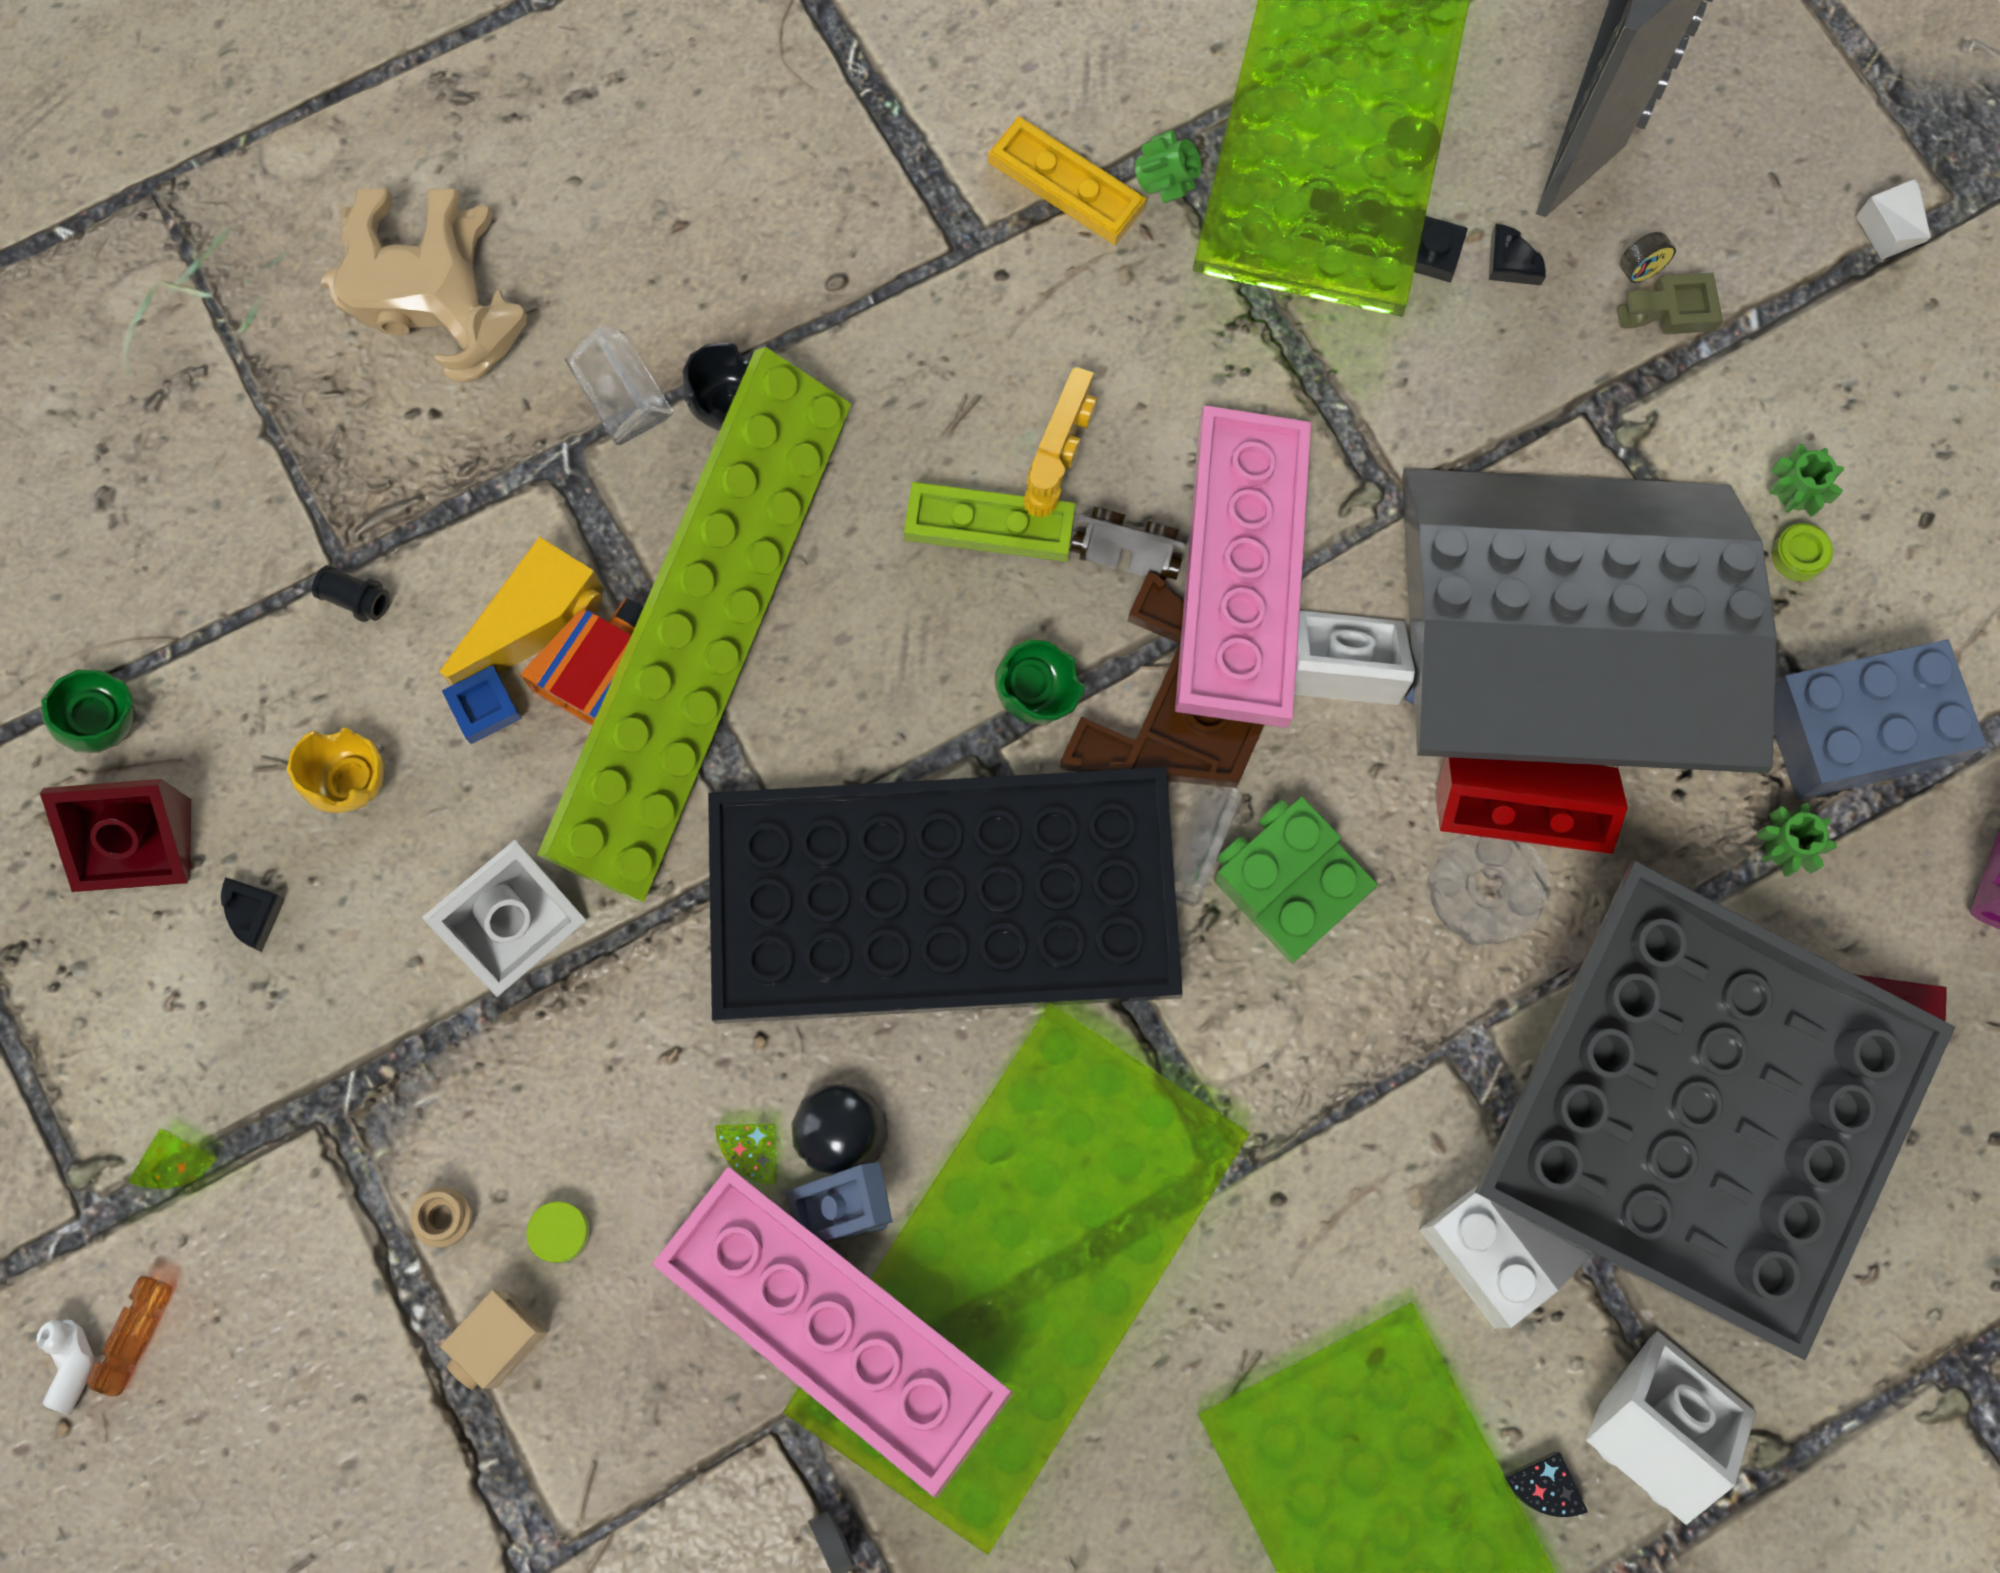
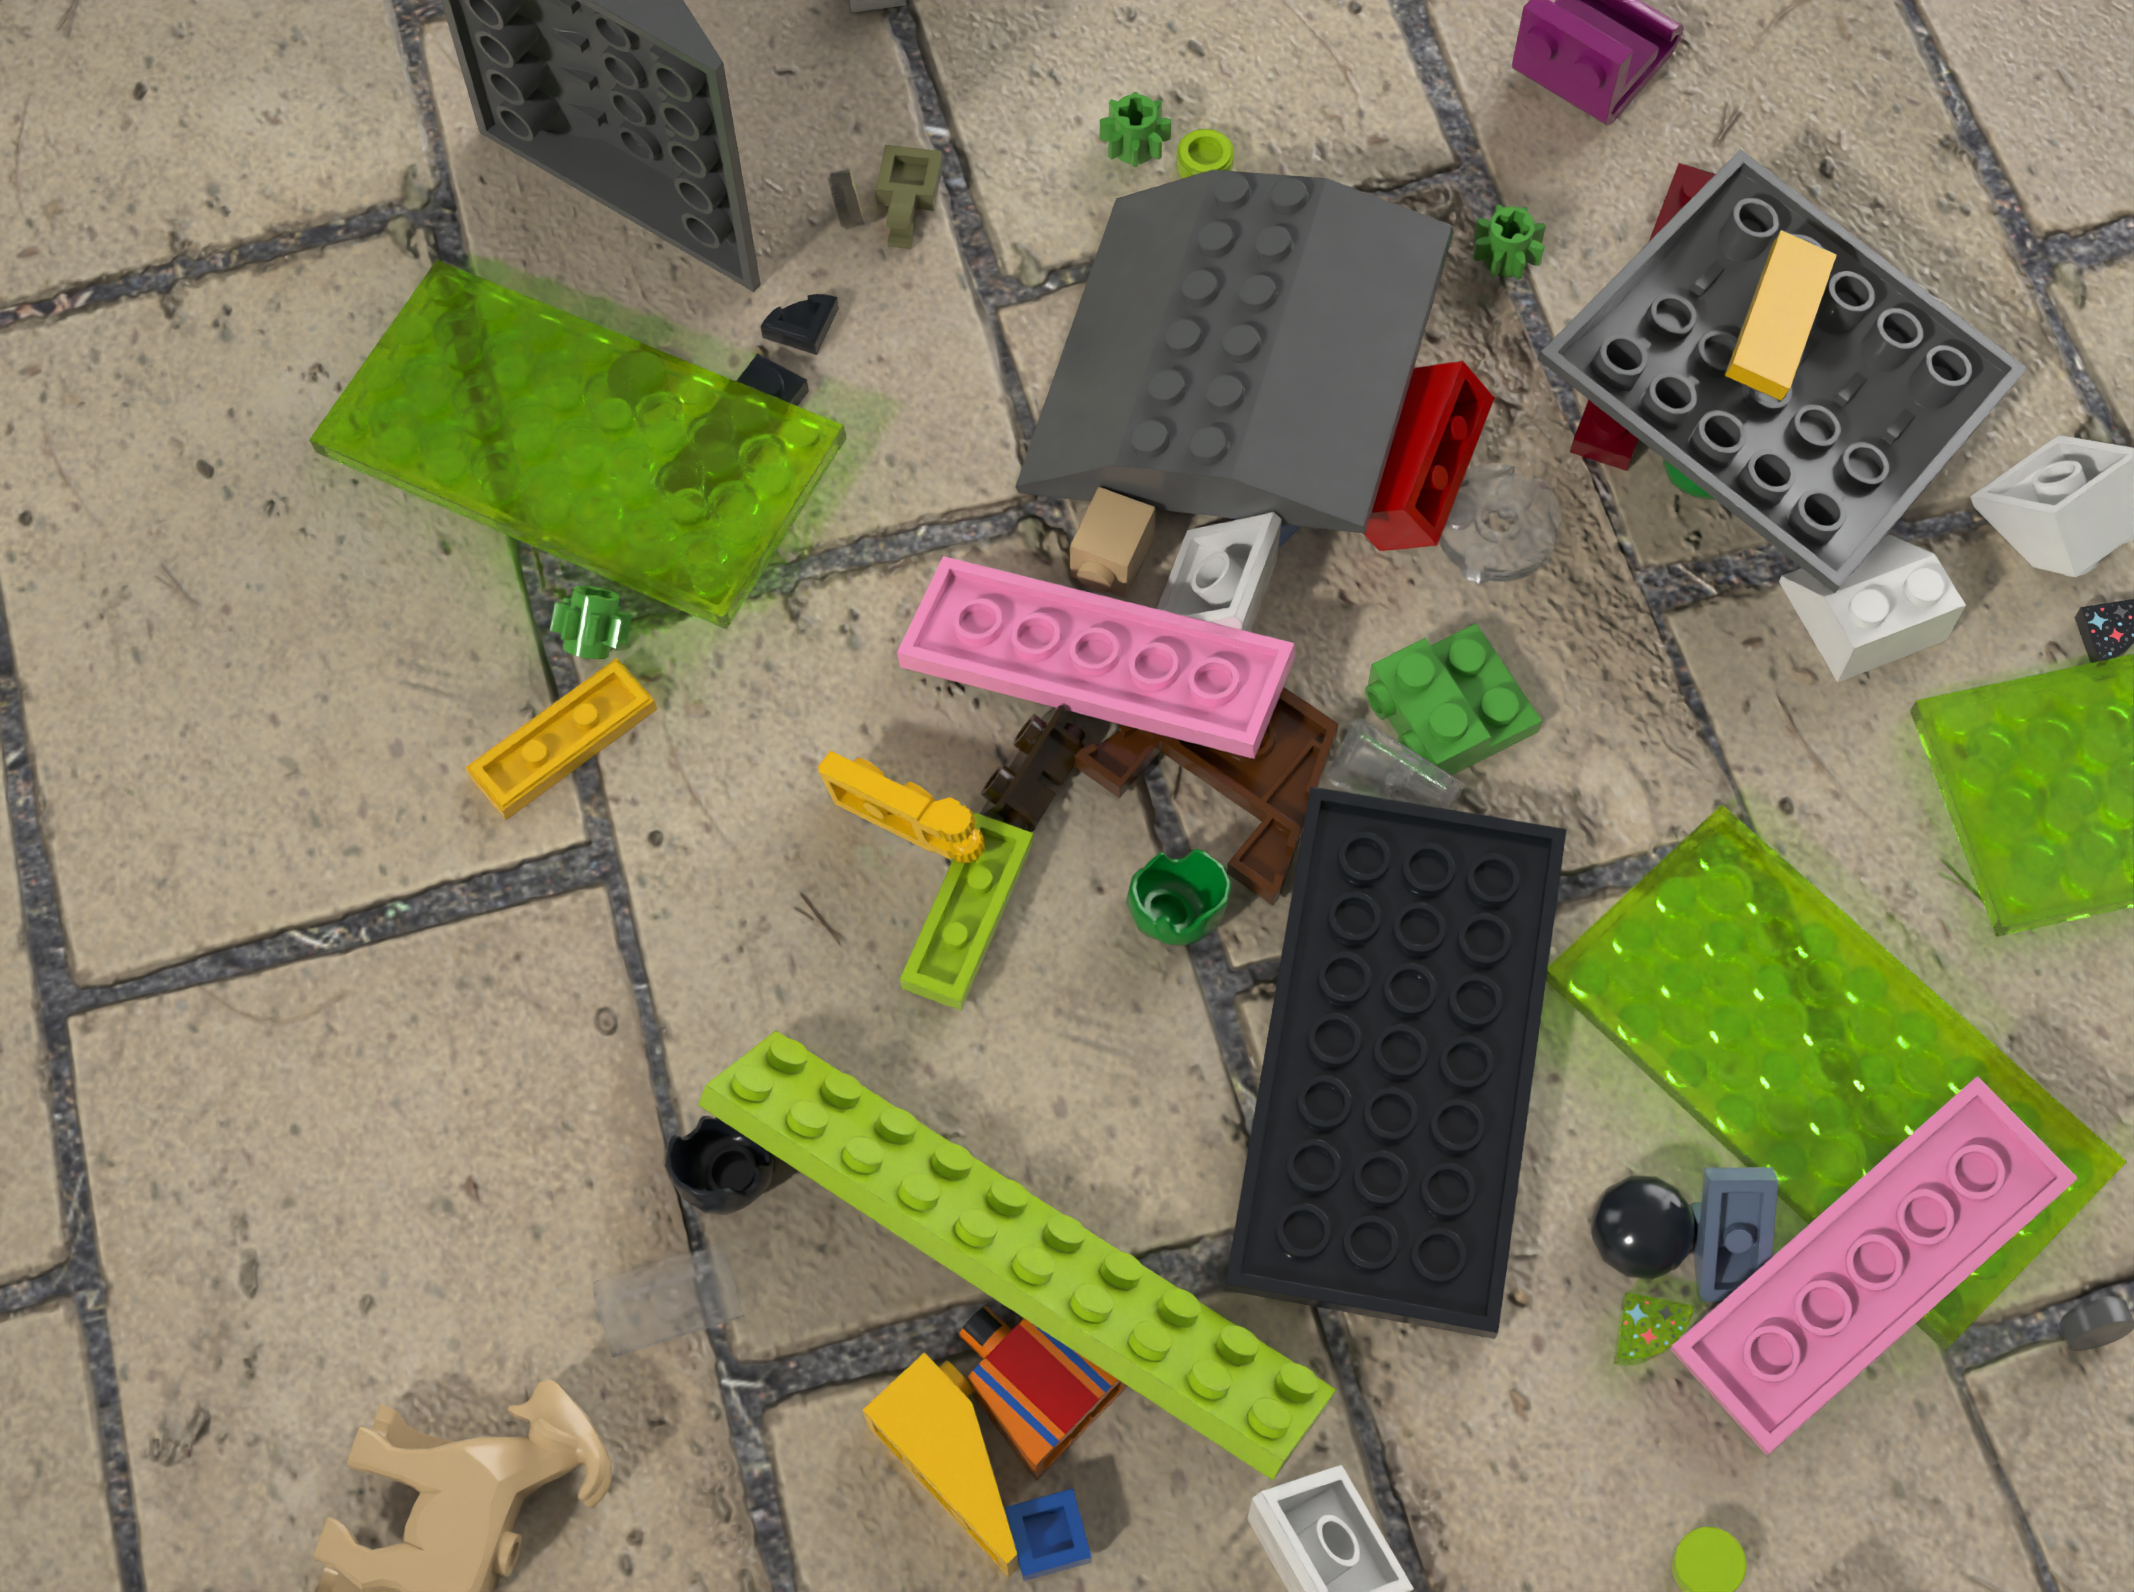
camera: 75 degrees left, 10 degrees down
(1364, 556) = (1112, 542): none -> tan brick
(1765, 1091) = (1781, 315): none -> yellow tile
(1874, 719) = (1406, 131): sand blue brick -> none

